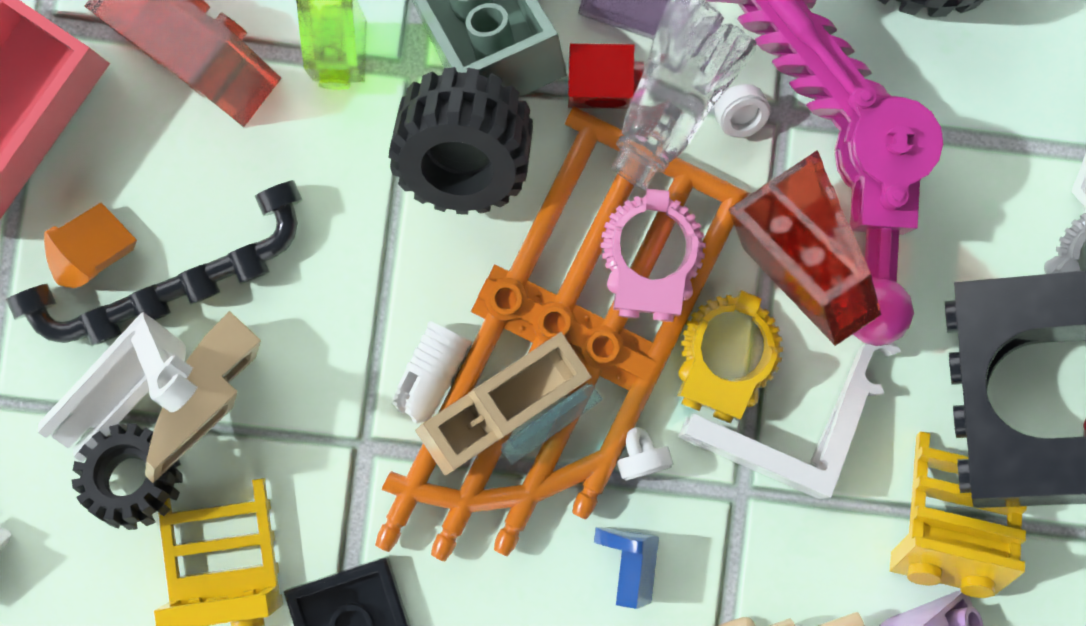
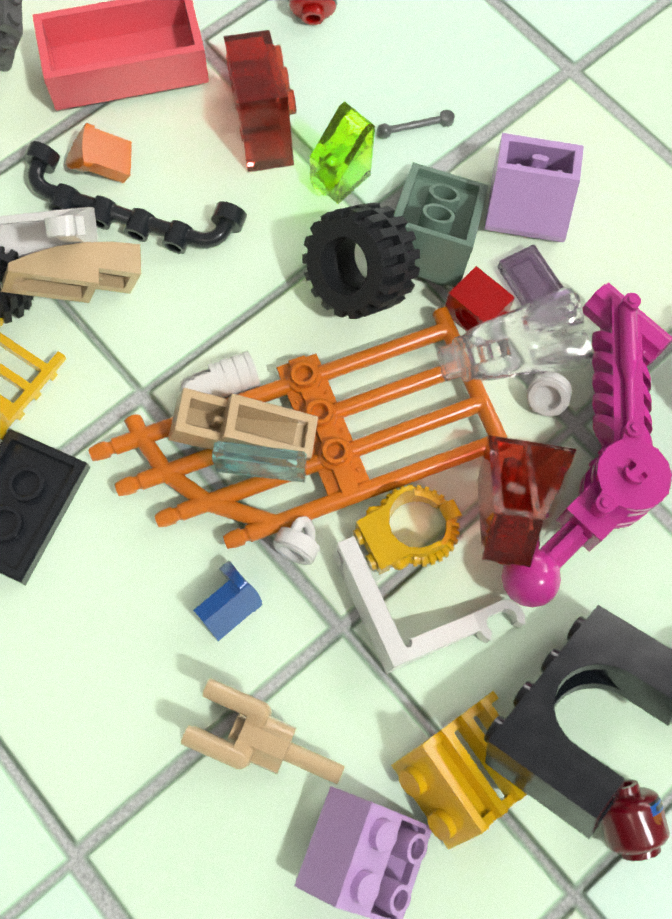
camera: 40 degrees right, 15 degrees down
(639, 294) = (397, 443): bright pink piece -> none

